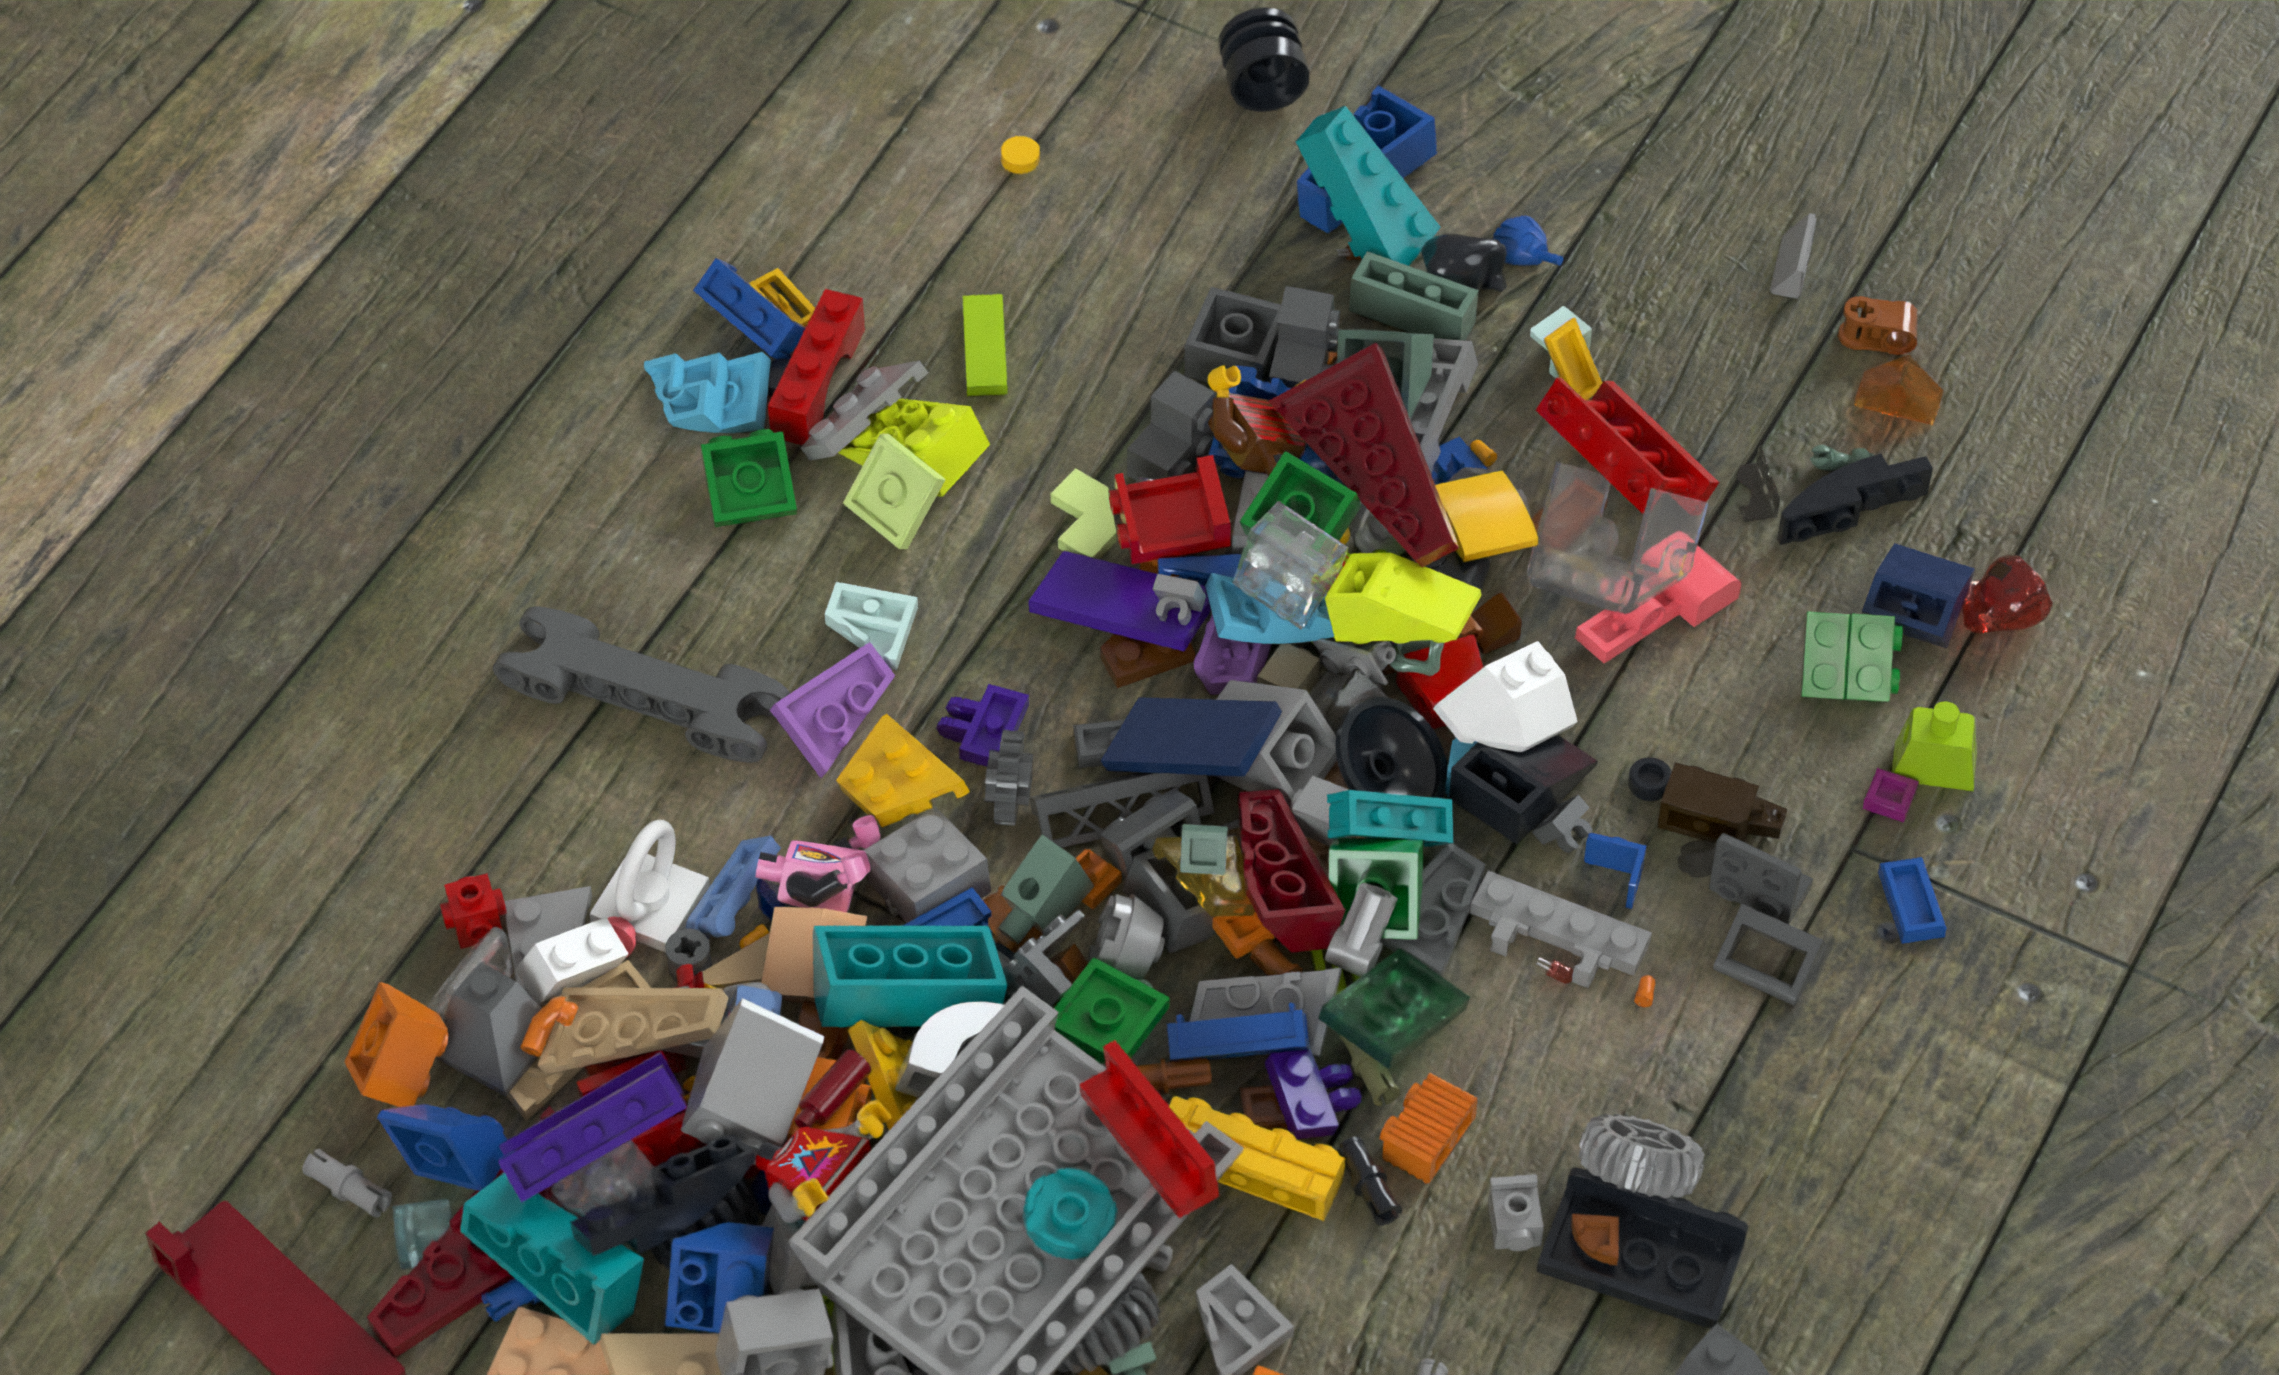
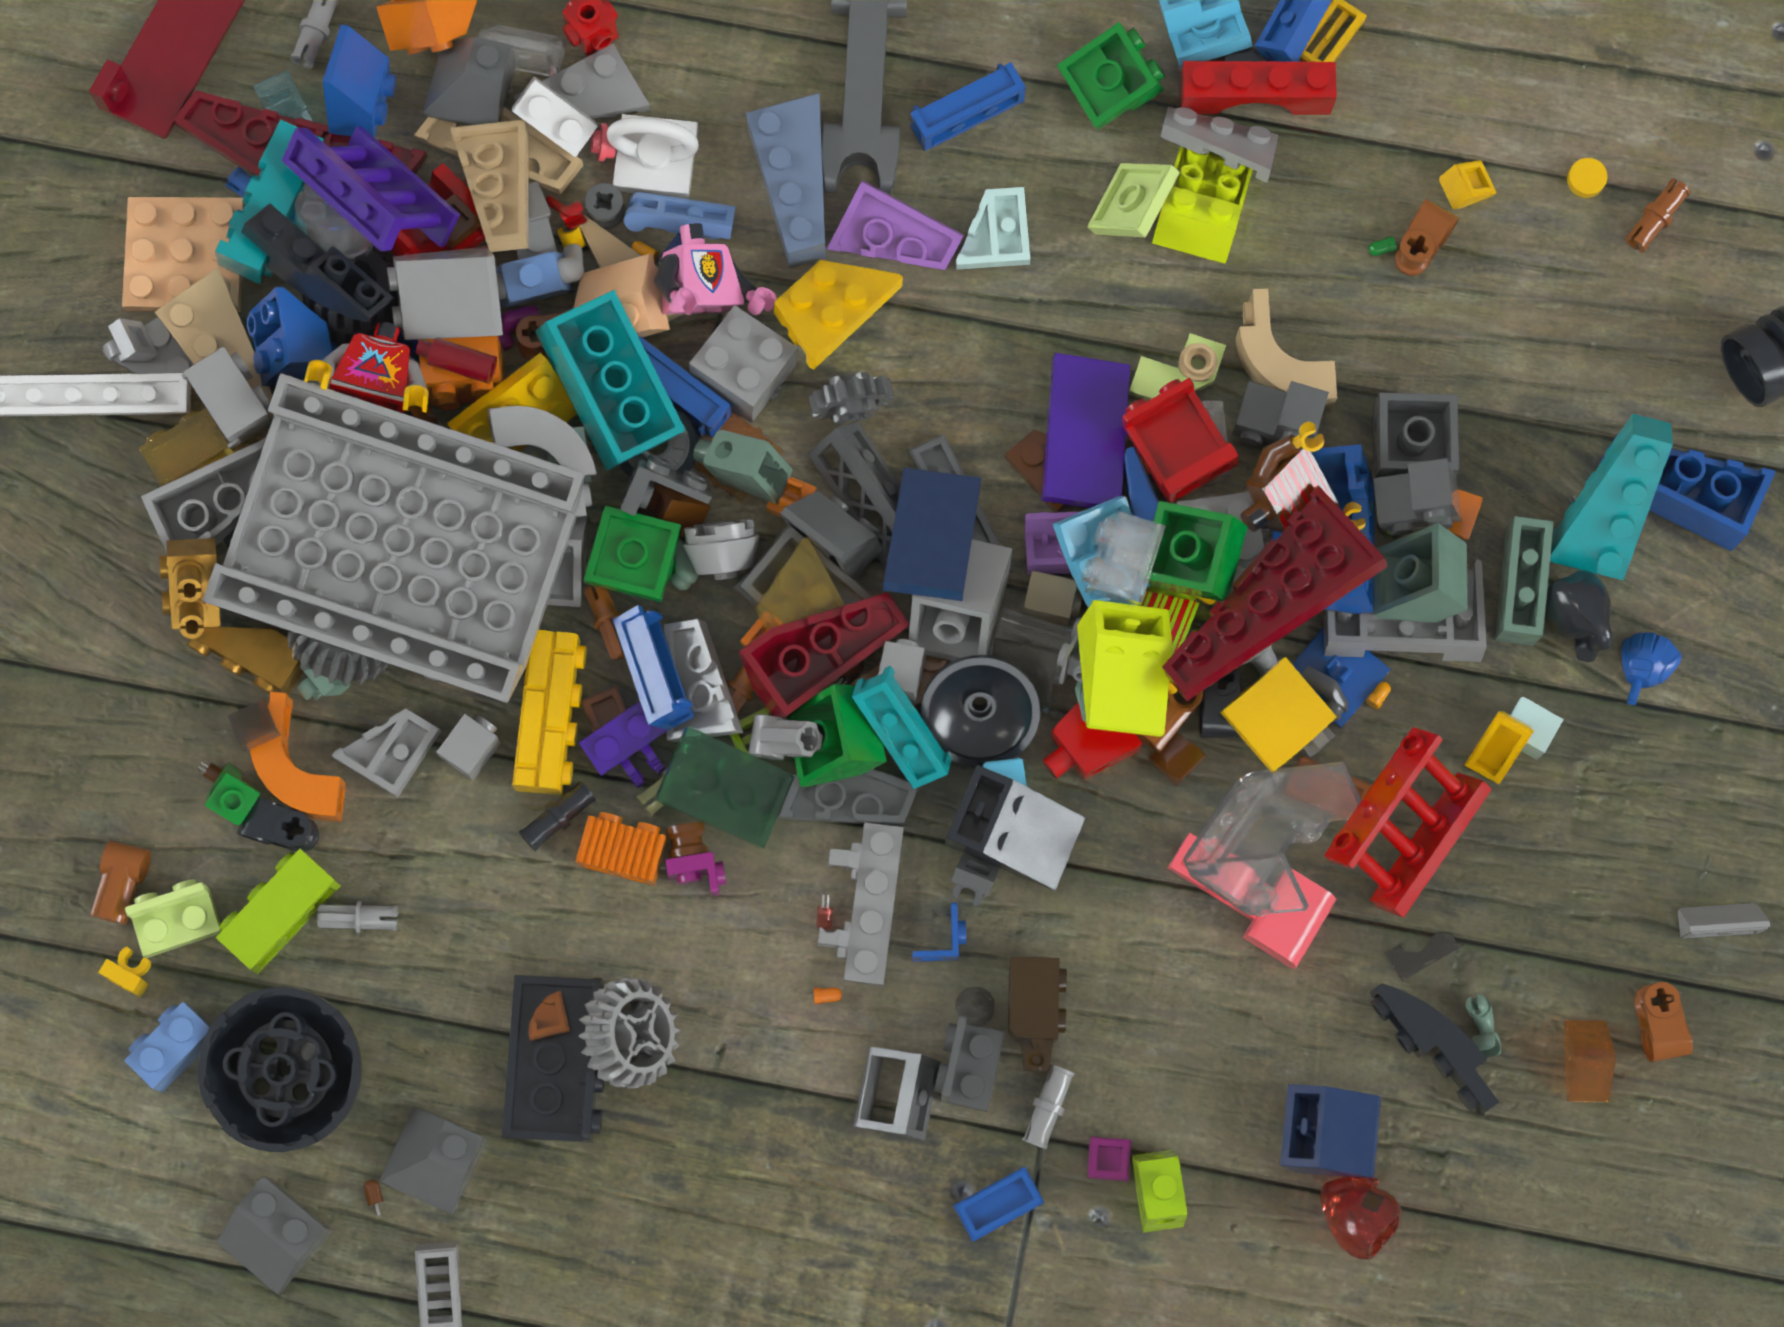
camera: 70 degrees right, 25 degrees up
(543, 1022) = (480, 116): orange arm -> none
(724, 606) = (967, 107): none -> blue container
(736, 774) = (790, 164): none -> sand blue wedge
(985, 345) = (1345, 221): lime tile -> none
(987, 245) = (1466, 184): none -> yellow slope
(997, 711) = (920, 367): dark purple hinge -> none
(1023, 321) = (1382, 246): none -> green piece
(1030, 286) = (1425, 235): none -> dark orange piece
(1069, 1213) = (406, 584): teal tile -> none
(1083, 111) = (1657, 215): none -> dark orange pin
(1087, 488) = (1201, 352): none -> tan plate
(1096, 440) = (1268, 363): none -> tan arch
(1151, 1133) = (483, 622): red fence -> none
(1178, 593) = (1086, 476): light grey tile -> none
(1203, 849) = (796, 579): sand green tile -> none
(1262, 1242) = (469, 746): none -> light grey brick
(1440, 1062) = (686, 839): none -> reddish brown wheel
(1477, 1053) = (690, 868): none -> magenta bracket
(1511, 702) = (1072, 801): white wedge -> none
(1515, 1212) = (573, 949): light grey brick -> none
(1649, 778) = (1055, 940): black tile -> none
(1824, 826) = (1048, 1106): none -> light grey pin
(1850, 657) = (1237, 1086): plate -> none

